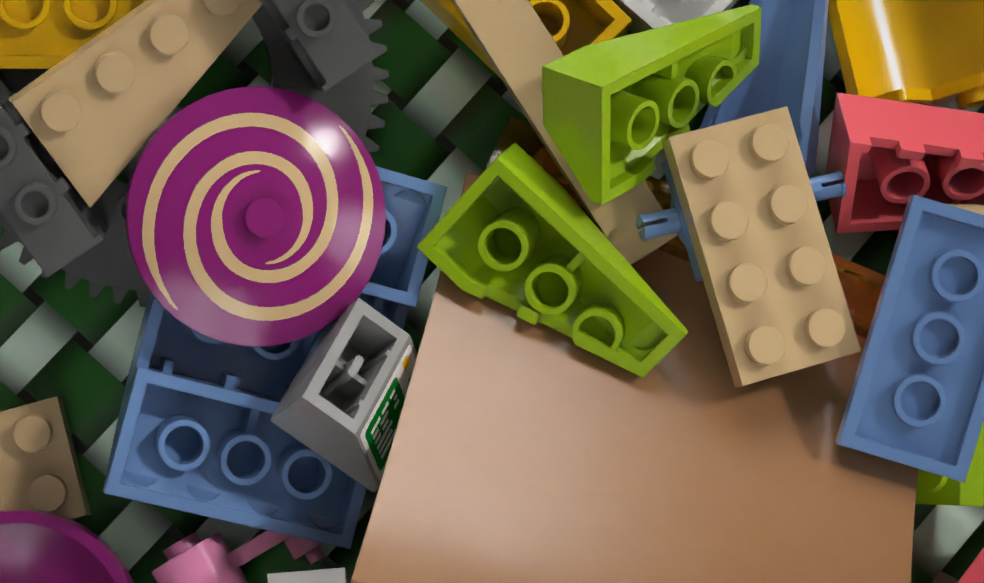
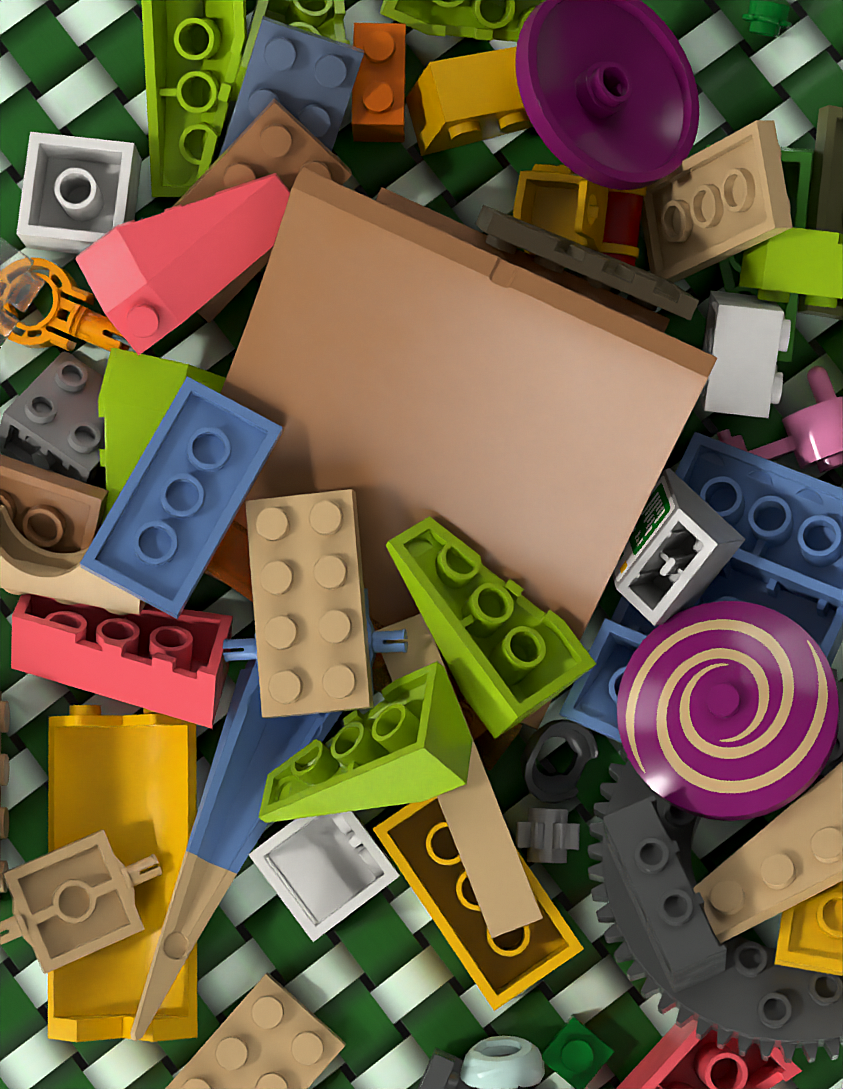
camera: 160 degrees left, 0 degrees up
(431, 121) = (558, 786): none -> dark grey piece
(433, 60) = (547, 835): none -> light grey gear

